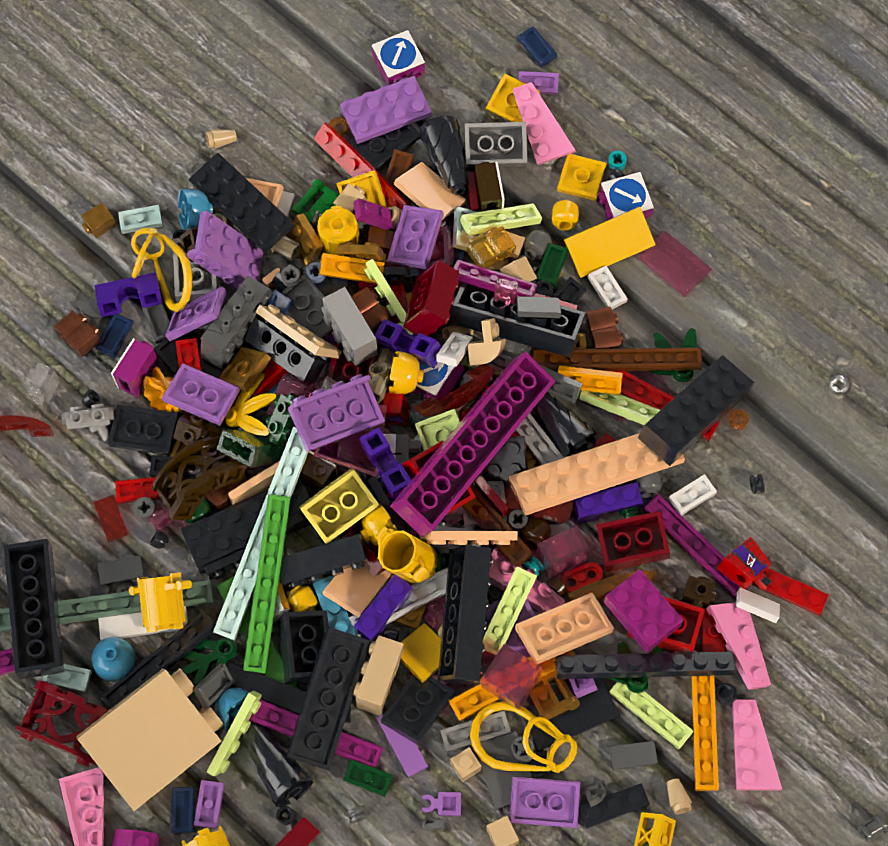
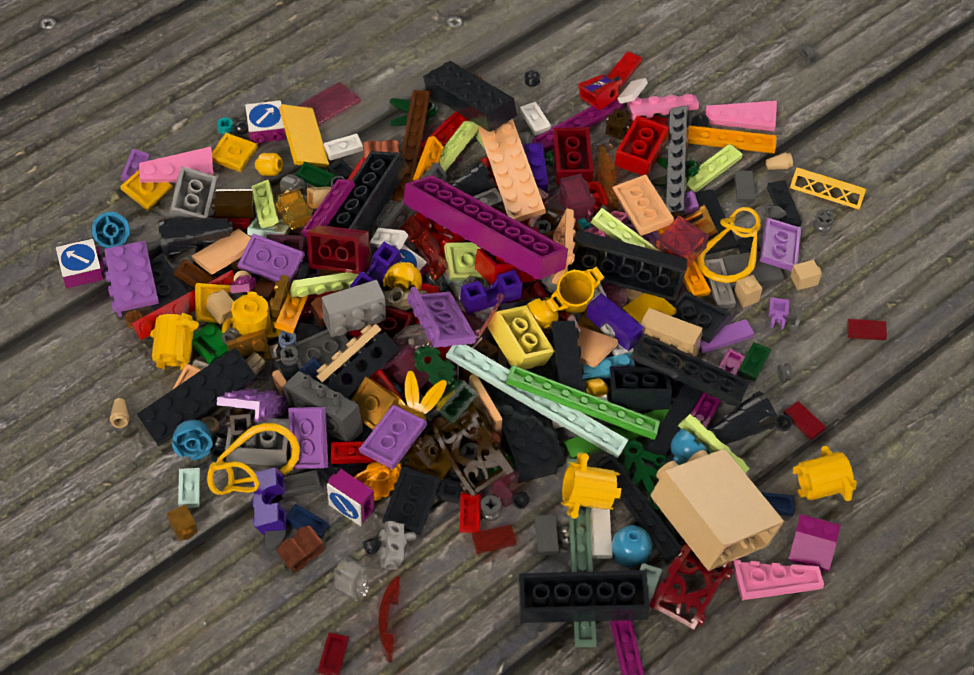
camera: 85 degrees left, 15 degrees down
(209, 804) = (771, 480): medium lavender plate -> none
(213, 685) = (671, 454): dark grey tile -> none
(303, 164) = (173, 340): none -> yellow container
(439, 75) = (110, 230): none -> dark azure cylinder
(491, 348) = (393, 212): tan brick -> none
(506, 291) = (344, 194): clear pink tile -> none
(518, 748) = (738, 244): dark grey wheel -> none
(537, 46) = (97, 166): dark blue tile -> none
(538, 307) = (362, 176): tile -> none
(643, 611) = (638, 146): magenta brick -> none

